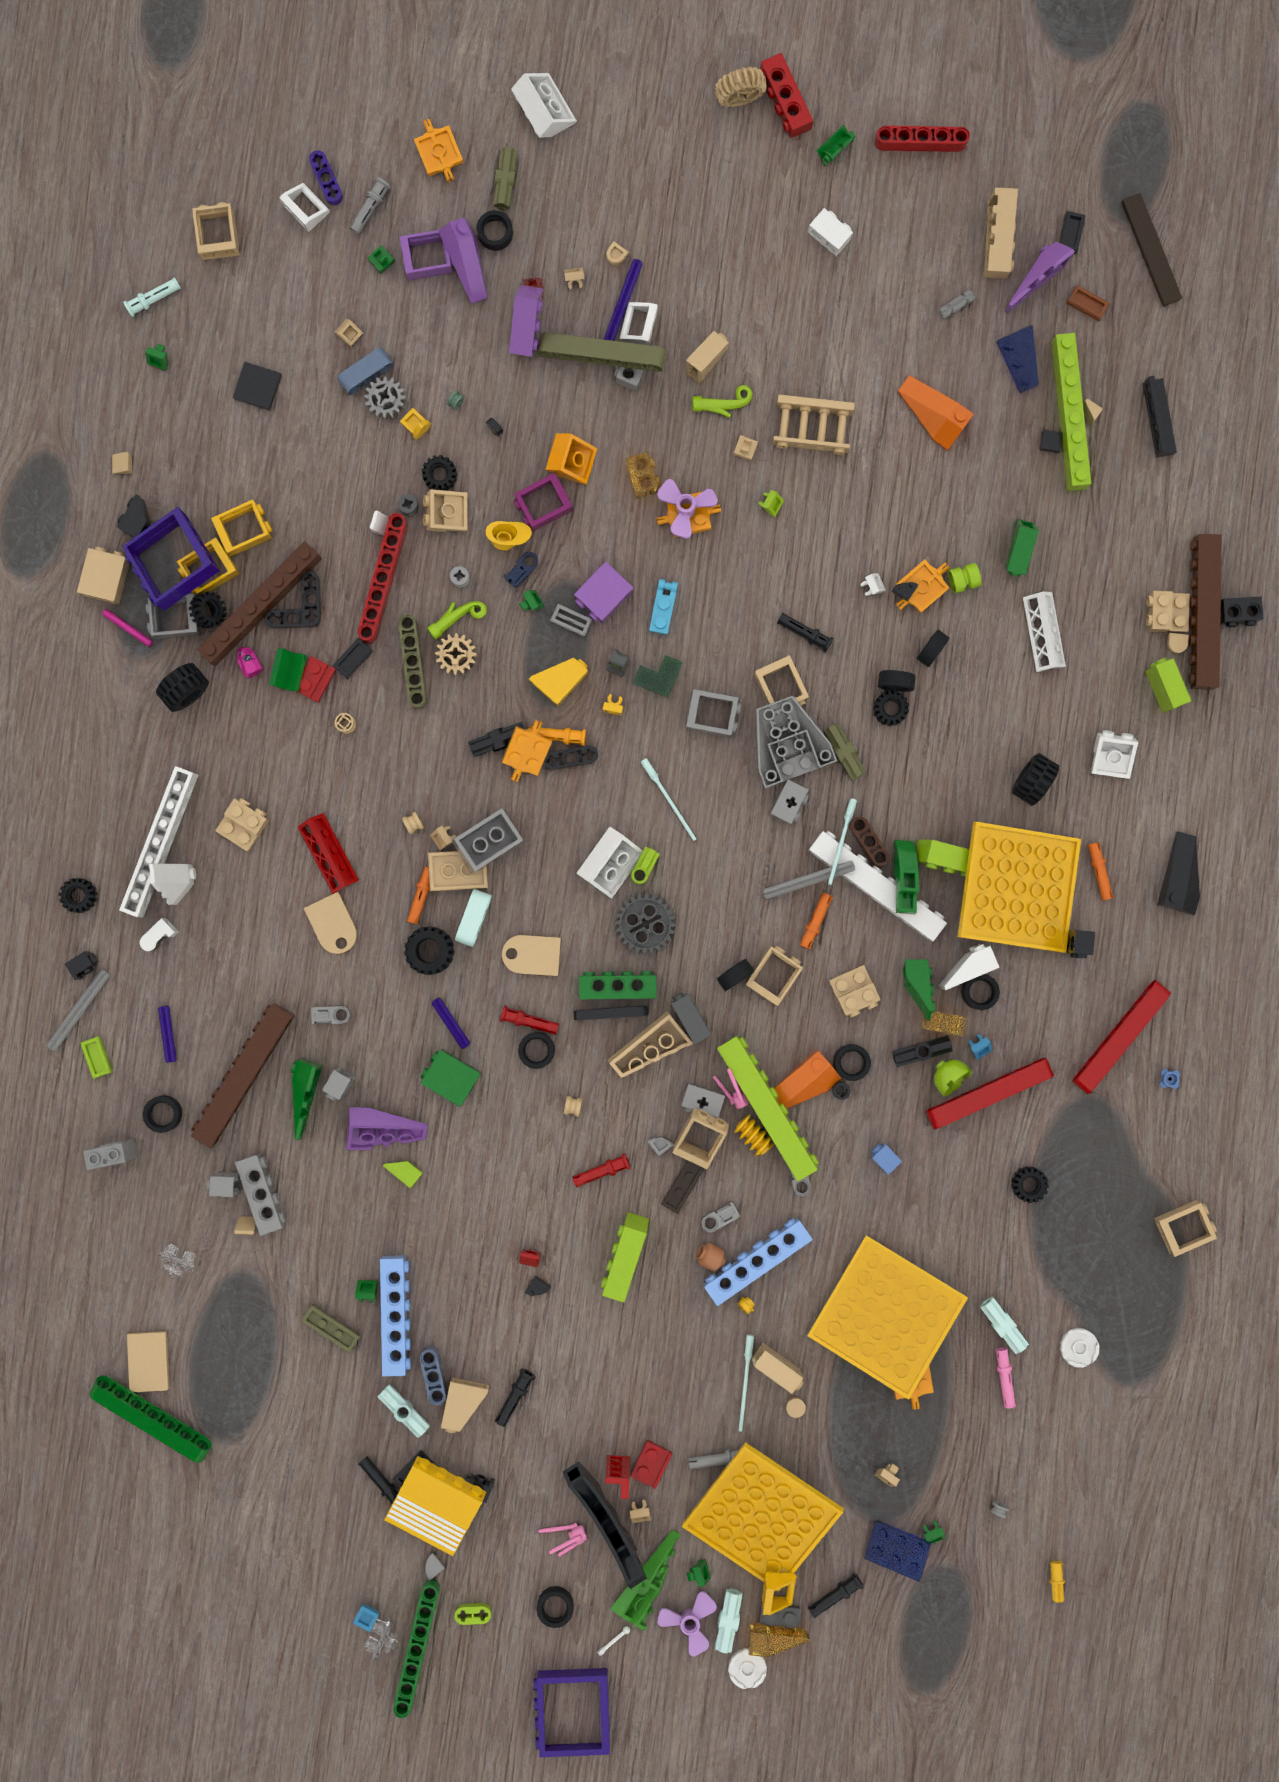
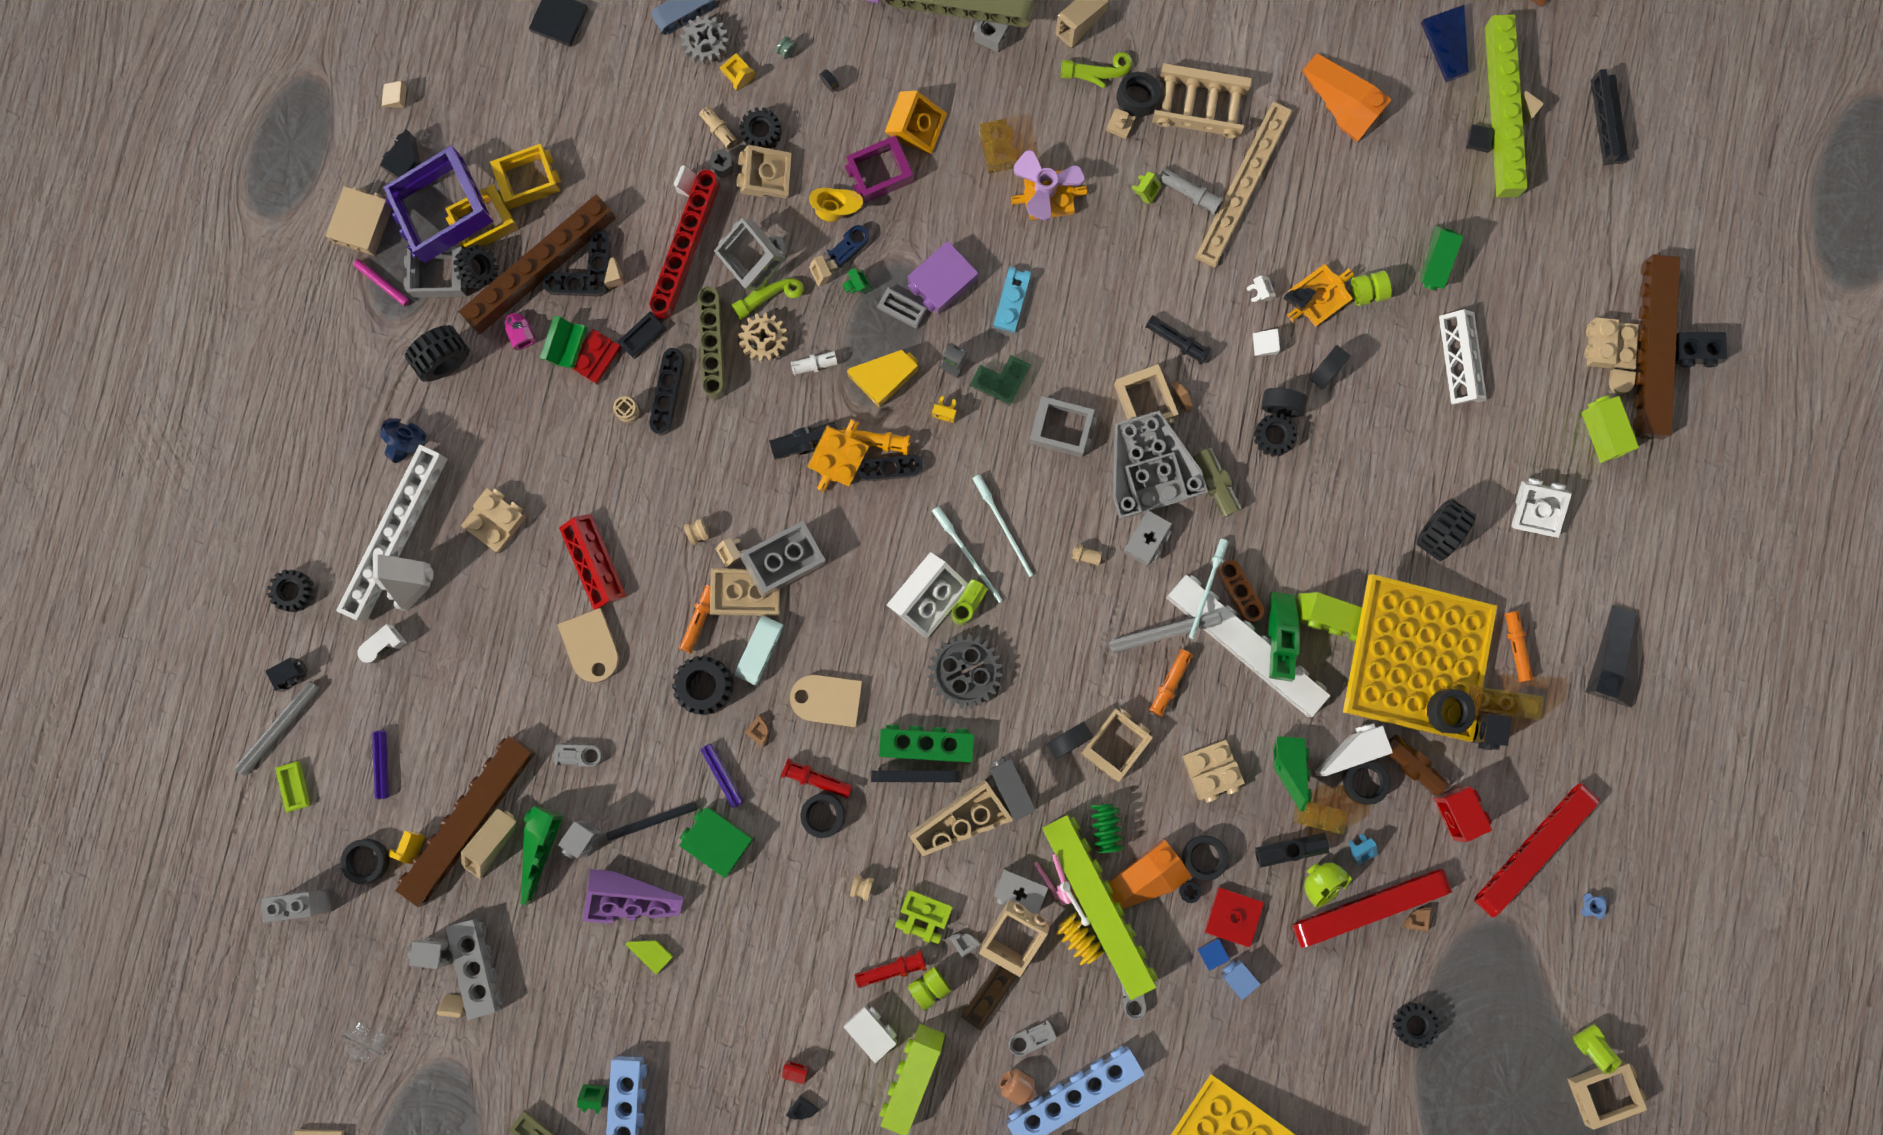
camera: 10 degrees right, 5 degrees down
(158, 761) = (401, 438): none -> dark blue tile
(197, 1100) = (408, 848): none -> yellow tile
(263, 1092) = (488, 843): none -> tan slope
(325, 609) = (613, 275): none -> tan slope
(378, 705) = (664, 391): none -> black beam
(396, 1064) = (651, 821): none -> black bar
(403, 474) = (718, 127): none -> tan pin
(452, 596) = (765, 266): none -> light grey window
(478, 984) = (758, 731): none -> medium nougat tile
(500, 672) = (814, 363): none -> white pin
(501, 593) = (822, 270): none -> tan tile
(589, 1222) = (871, 1033): none -> white brick
(623, 804) = (948, 527): none -> light aqua piece
(625, 1120) = (927, 910): none -> lime plate
(634, 1183) = (929, 988): none -> lime wheel
(739, 820) = (1086, 555): none -> tan pin
(739, 1094) = (1065, 887): none -> white hinge
(765, 410) = (1142, 80): none -> black tyre
(770, 1044) = (1107, 828): none -> green piece
(811, 680) = (1182, 396): none -> medium nougat tile
(816, 507) = (1199, 195): none -> light grey pin
(853, 494) = (1243, 184): none -> tan tile
(863, 1139) = (1213, 954): none -> blue tile
(878, 1108) = (1234, 917): none -> red plate
(879, 630) = (1266, 342): none -> white slope
(1021, 975) = (1417, 766): none -> reddish brown piece
(1028, 1099) = (1419, 919): none -> medium nougat tile
(1032, 929) = (1467, 711): none -> black tyre
(1060, 1012) = (1463, 813): none -> red brick
(1090, 919) = (1507, 703): none -> clear yellow slope
(1174, 1190) = (1593, 1043): none -> lime piece

